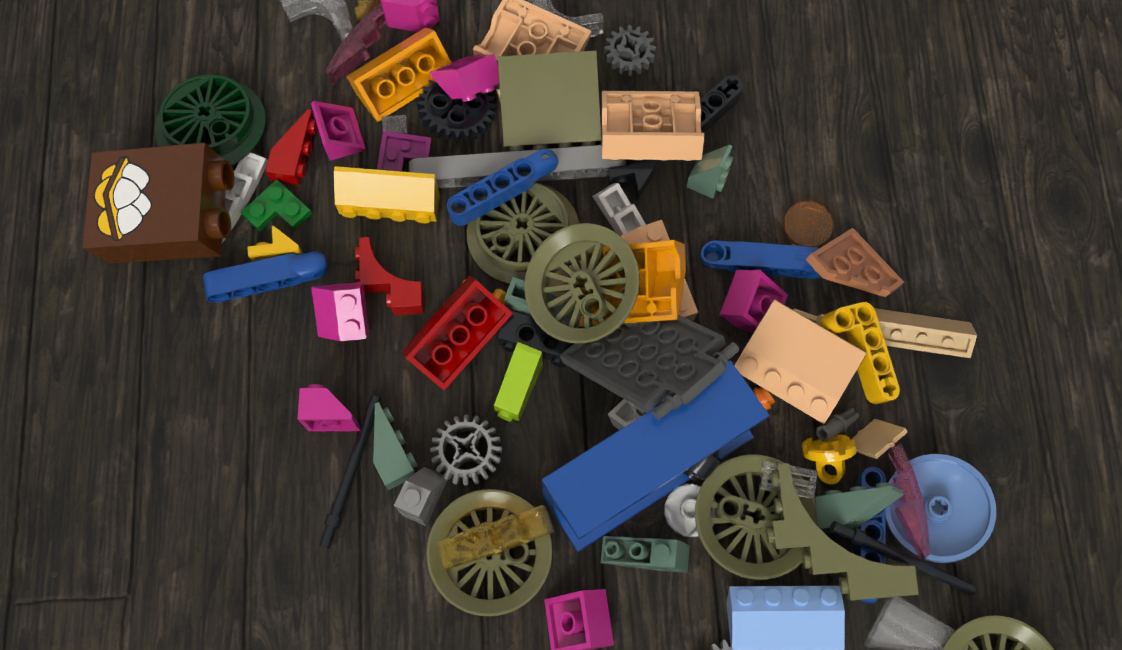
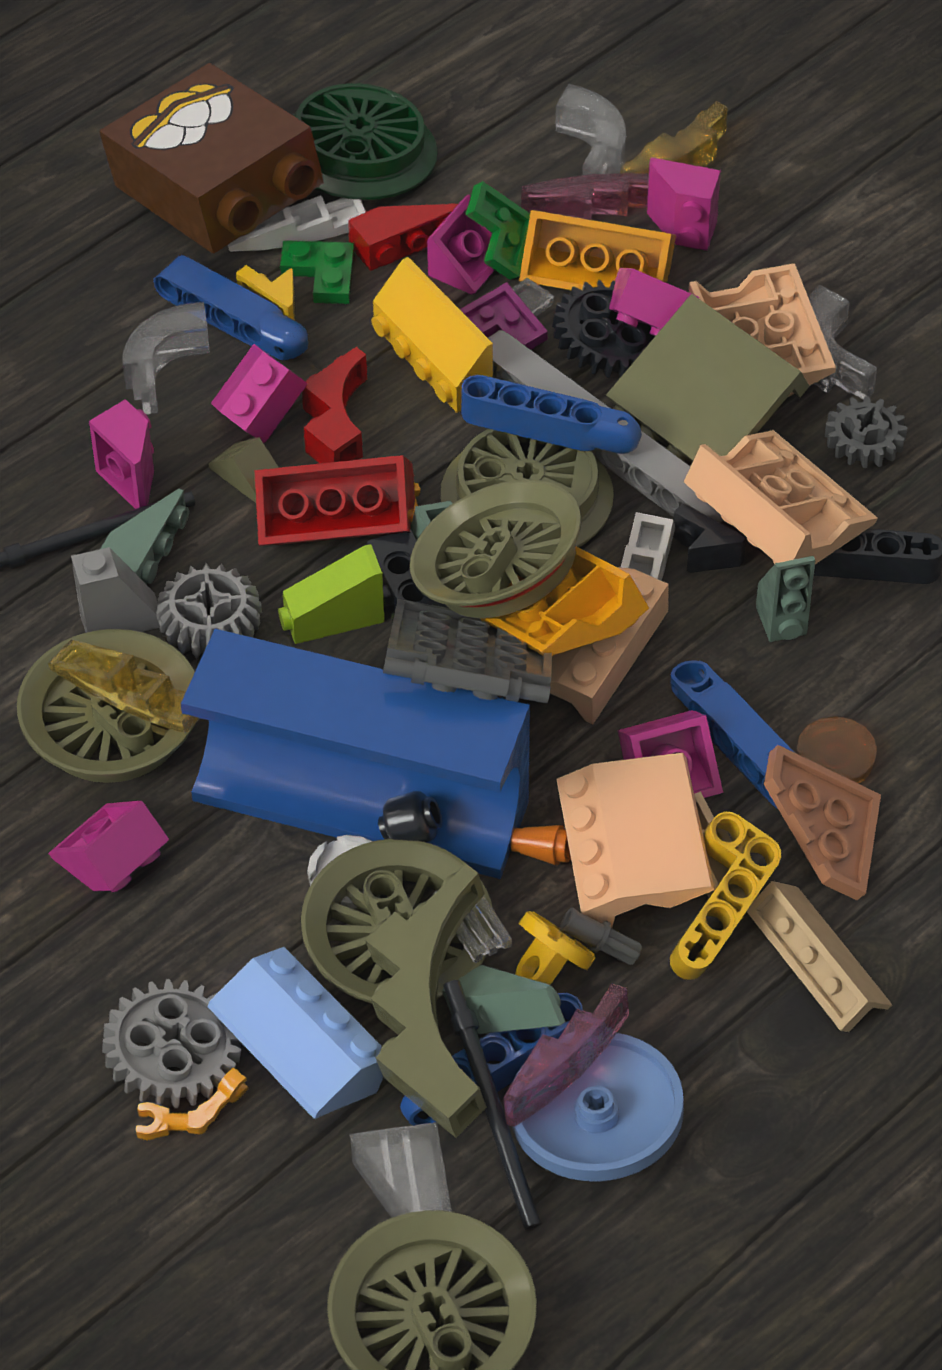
camera: 50 degrees right, 20 degrees down
(252, 328) = (159, 340): none -> clear arch
(345, 98) = (508, 228): none -> green plate
(382, 354) = (239, 462): none -> olive slope
(646, 553) = (253, 858): sand green slope -> none
(877, 438) = (630, 984): tan piece -> none

